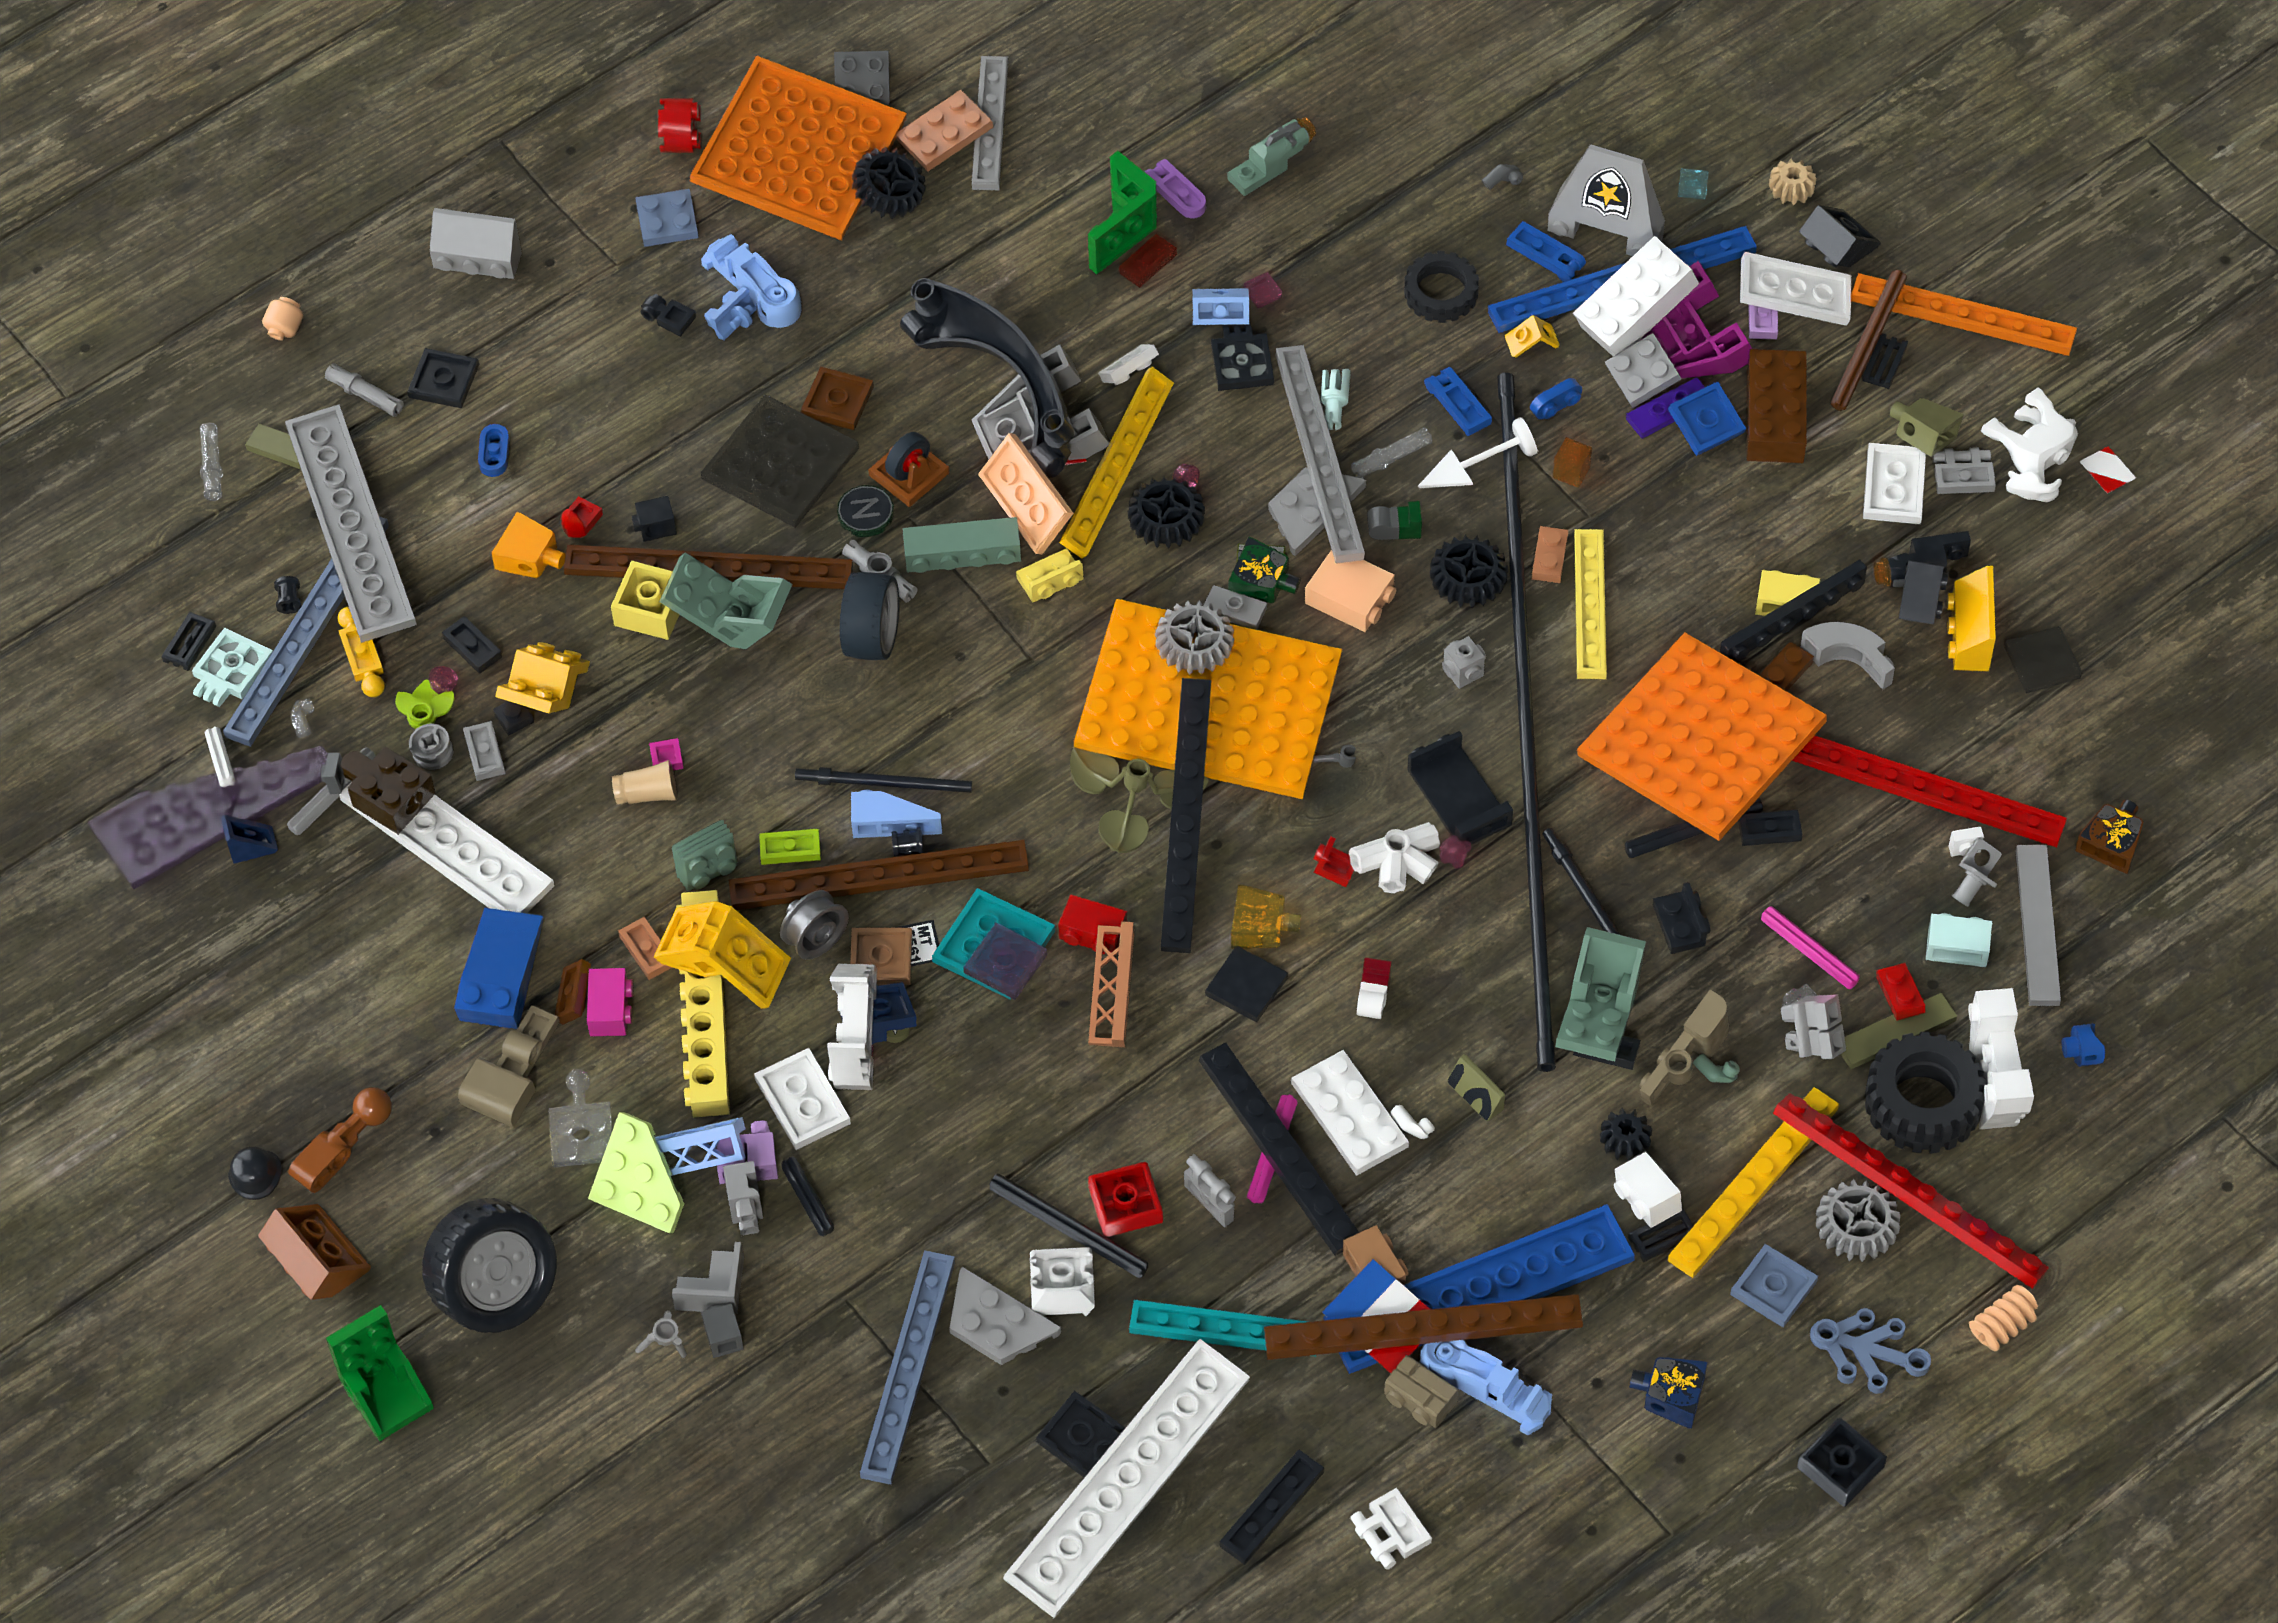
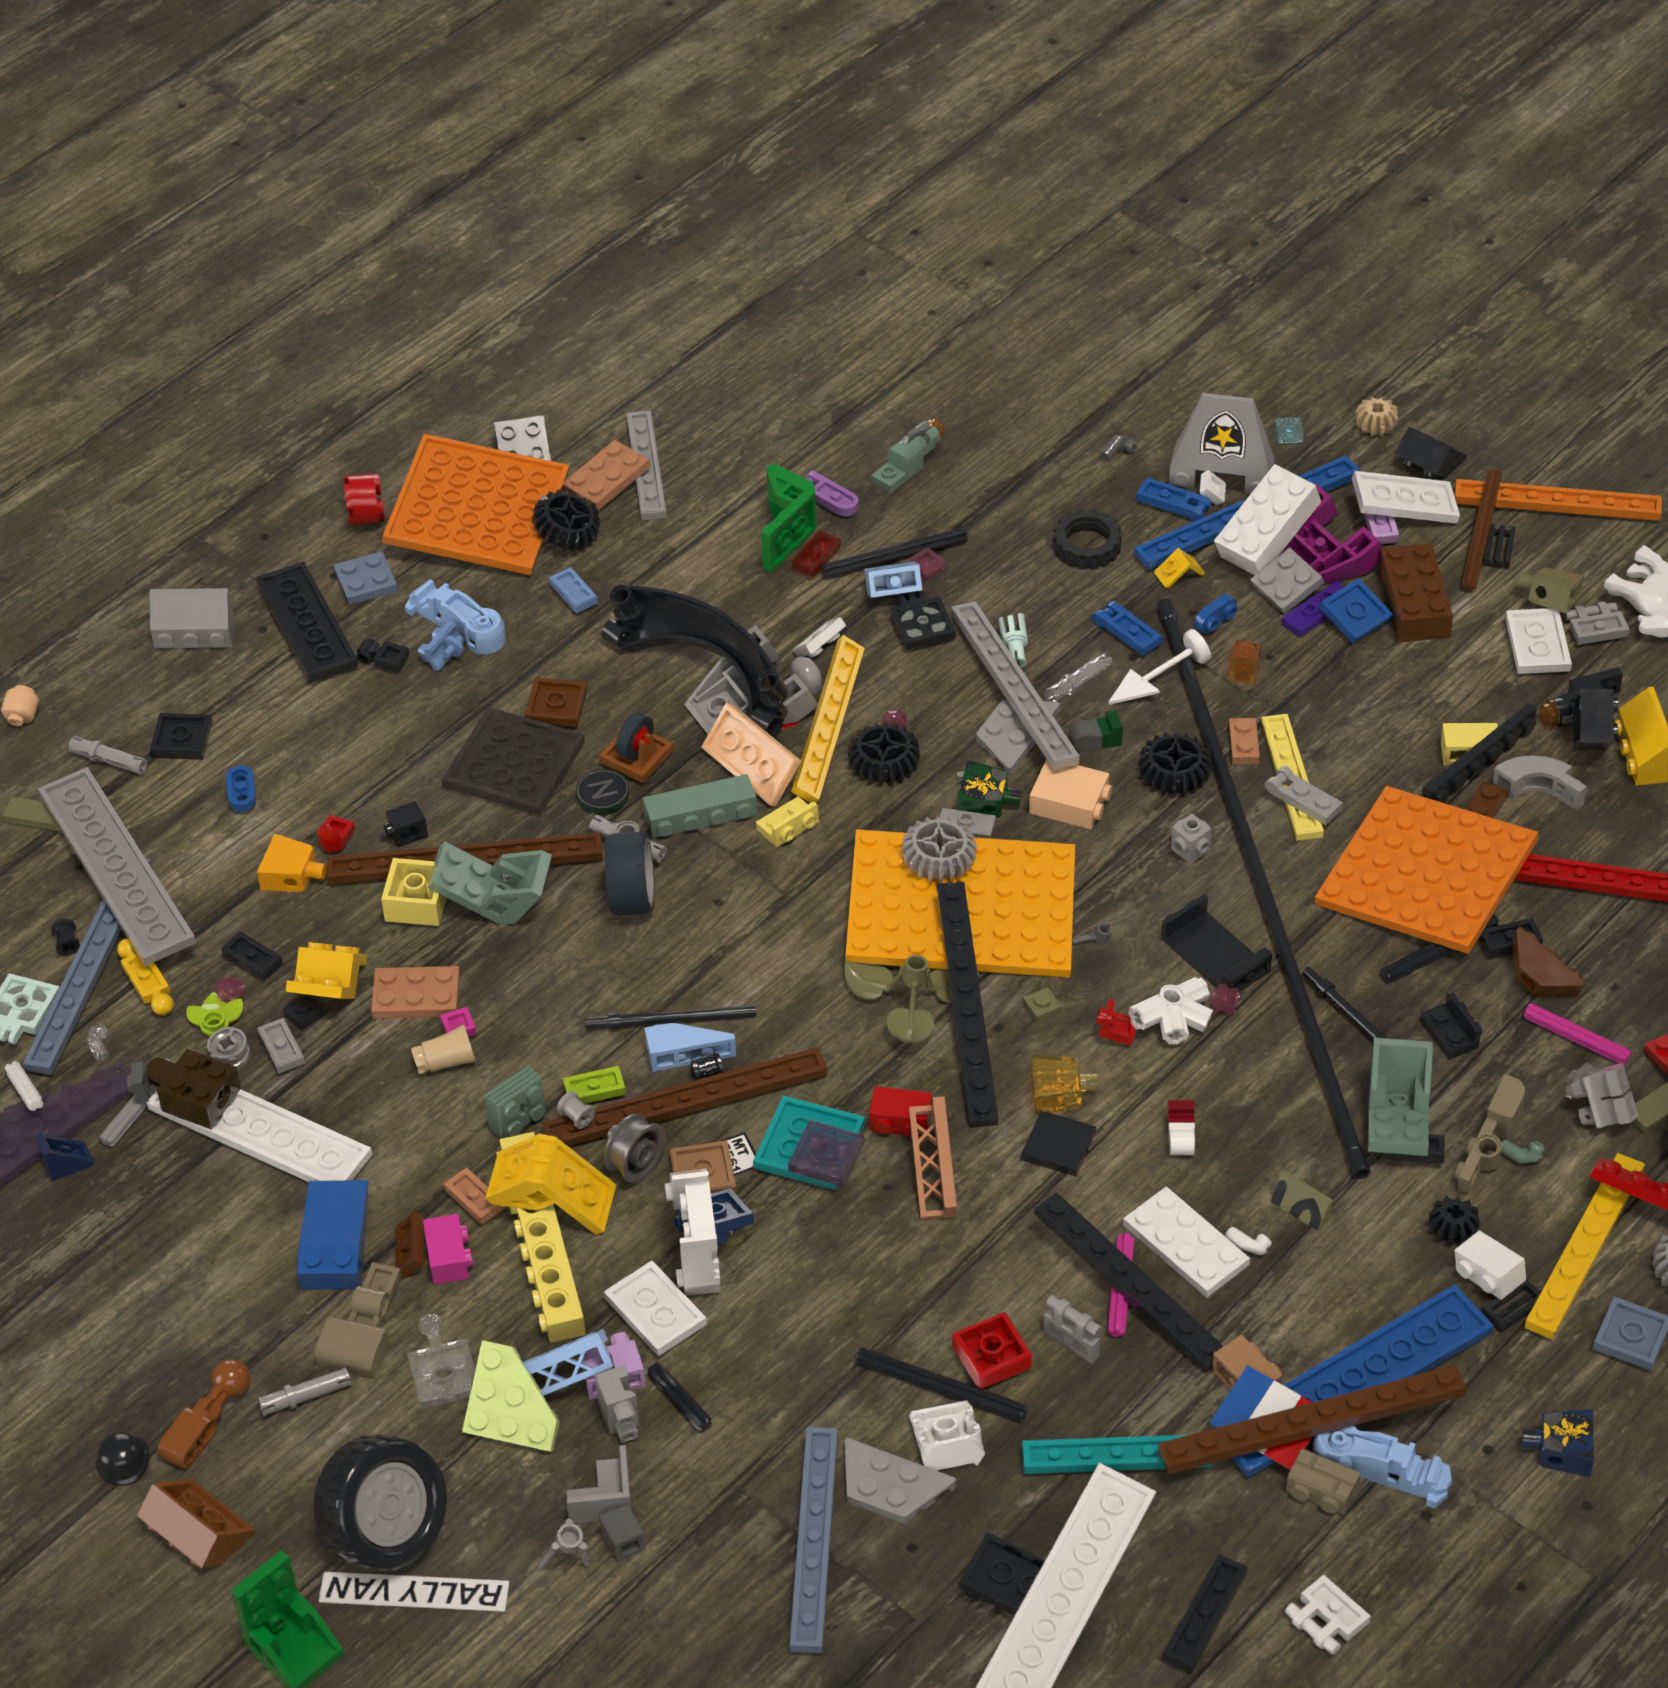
camera: 10 degrees left, 10 degrees down
(441, 1131) = (310, 1389): none -> light grey pin
(512, 1355) = (414, 1591): none -> white sticker
(595, 262) = (307, 622): none -> black plate
(630, 711) = (415, 991): none -> nougat plate
(763, 873) = (576, 1110): none -> light grey bush
(881, 266) = (573, 590): none -> medium blue plate
(1105, 406) = (807, 673): none -> light grey piece
(1231, 271) = (893, 552): none -> black axle
(1266, 827) = (1042, 1005): none -> olive plate
(1591, 244) = (1212, 487): none -> white plate
(1594, 631) = (1303, 795): none -> light grey plate
(1791, 870) = (1542, 969): none -> reddish brown slope

